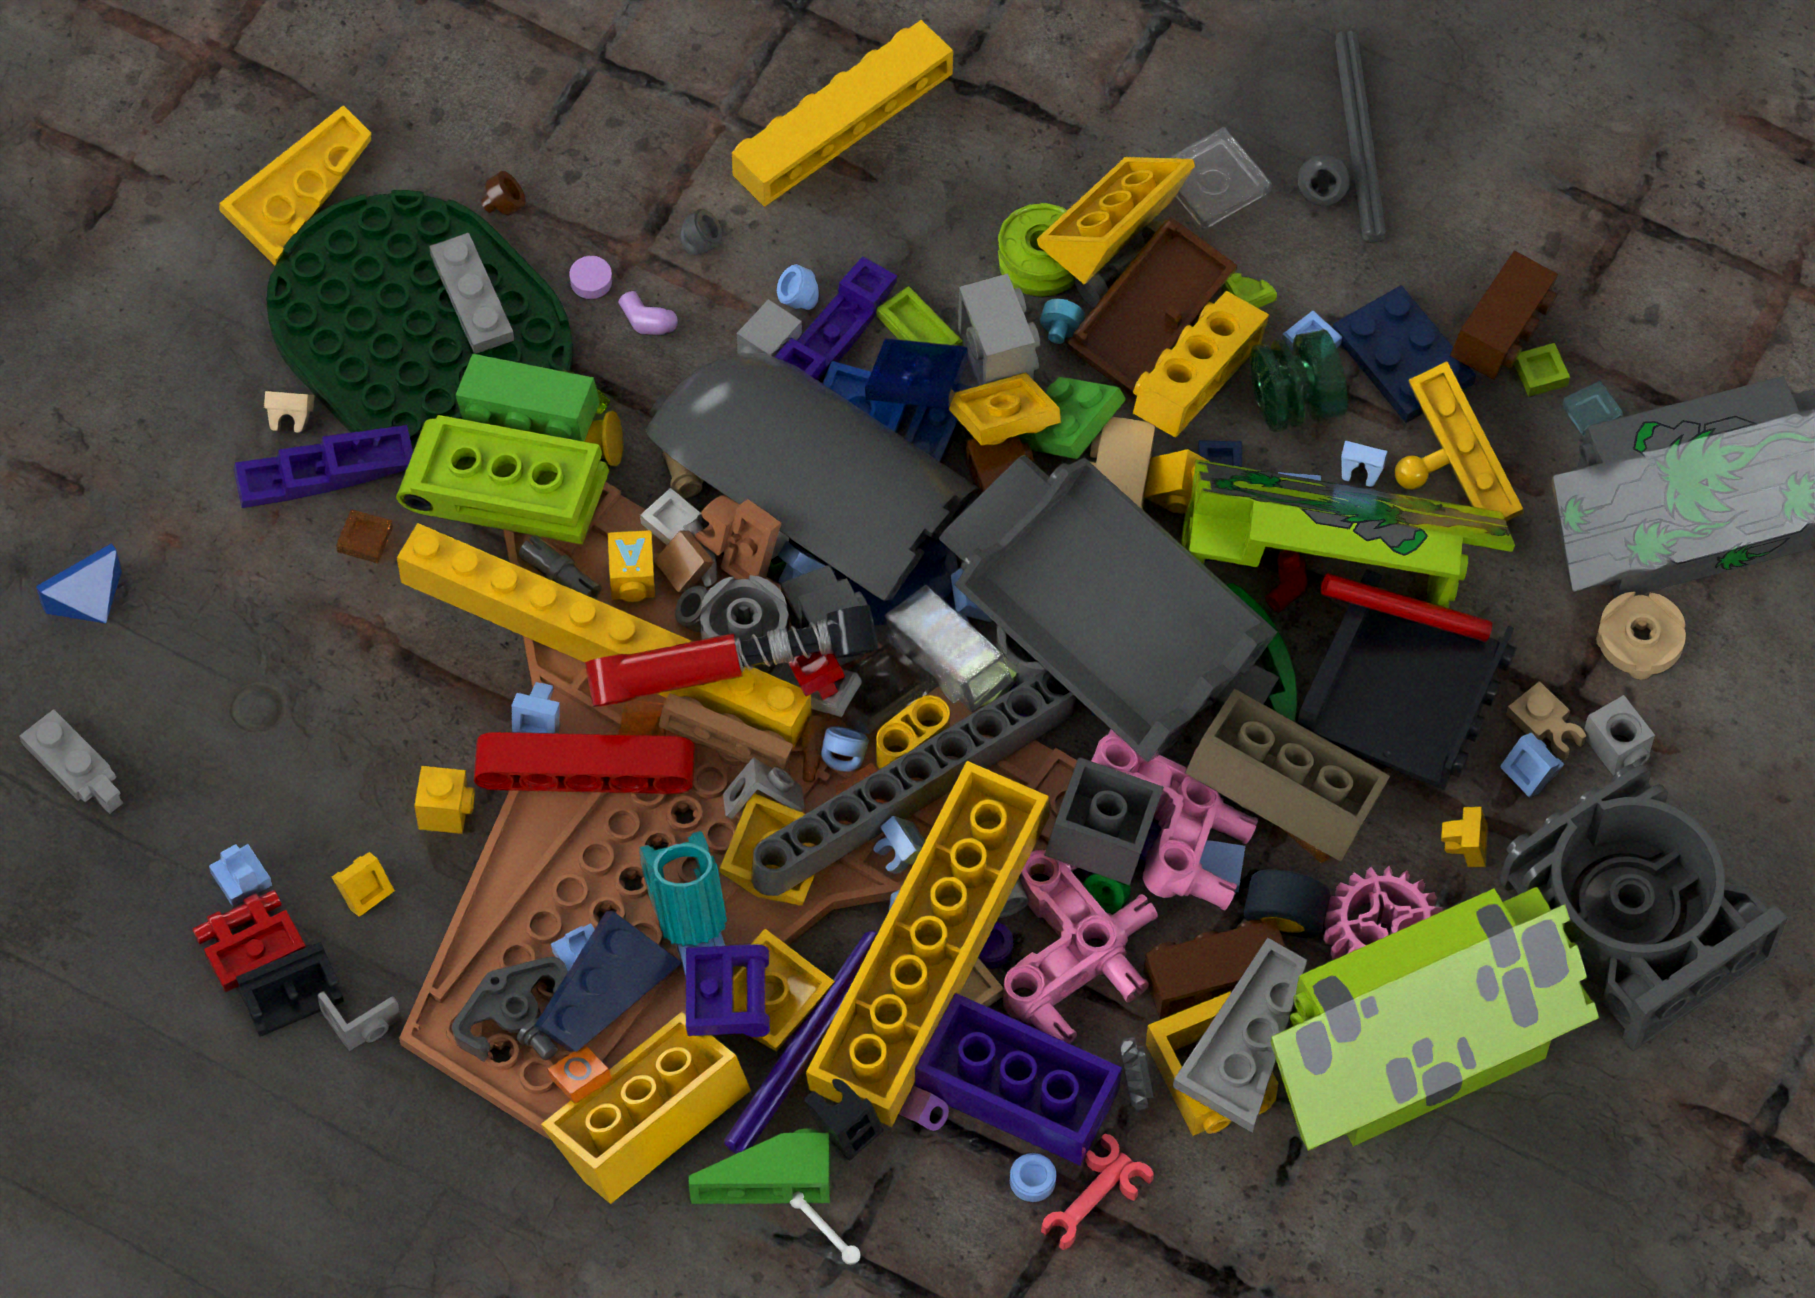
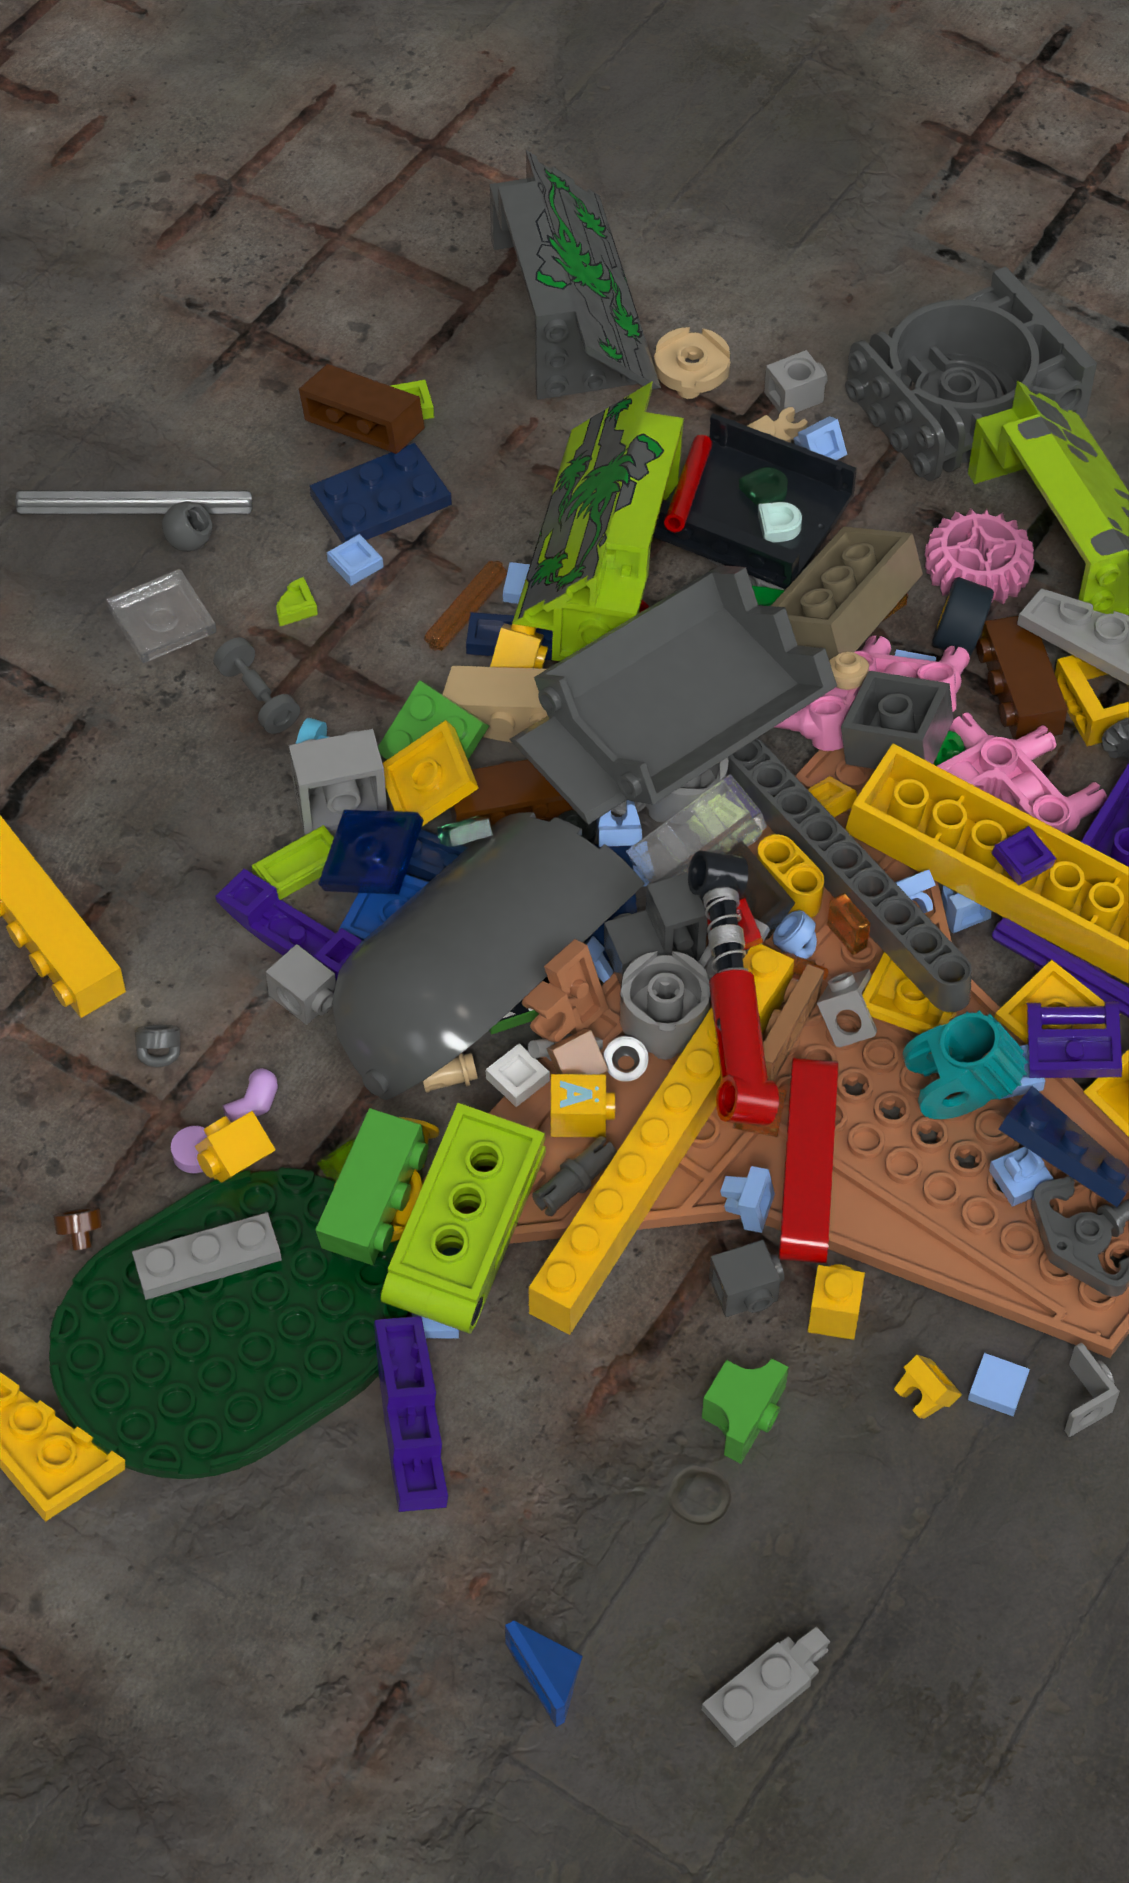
camera: 85 degrees left, 5 degrees down
(239, 874) = (912, 1510): light blue tile -> none
(252, 947) = (1007, 1492): red plate -> none
(288, 988) = (1051, 1459): black hinge -> none
(293, 404) = (323, 1447): tan tile -> none
(335, 728) = (744, 1403): none -> bright green brick
(364, 536) = (496, 1380): clear orange tile -> none
(369, 947) = (998, 1384): none -> light blue tile
(462, 721) = (746, 1278): none -> dark grey brick
(580, 297) = (232, 1146): none -> yellow brick
(798, 288) = (240, 958): light blue tile -> none
(921, 924) = (1023, 855): none -> dark purple tile
(944, 447) = (464, 831): none -> tile
(1019, 255) = (225, 771): lime wheel -> none
(1020, 767) = (833, 795): none -> yellow tile
(1113, 213) = (213, 668): yellow slope -> none
(1150, 304) = (314, 662): reddish brown container -> none
(1163, 776) = (849, 670): none -> tan plate
(1199, 363) = (390, 626): yellow brick -> none
(1259, 441) = (468, 601): none -> clear orange axle
(1306, 379) = (418, 554): clear green wheel -> none
(1373, 458) = (495, 527): light blue tile -> none
(1381, 709) = (779, 521): none -> light aqua tile
(1430, 695) = (764, 486): none -> clear green tile
(1462, 446) = (497, 452): yellow plate -> none
(1467, 836) = (892, 490): yellow tile -> none
(1591, 407) = (456, 372): clear light blue tile -> none

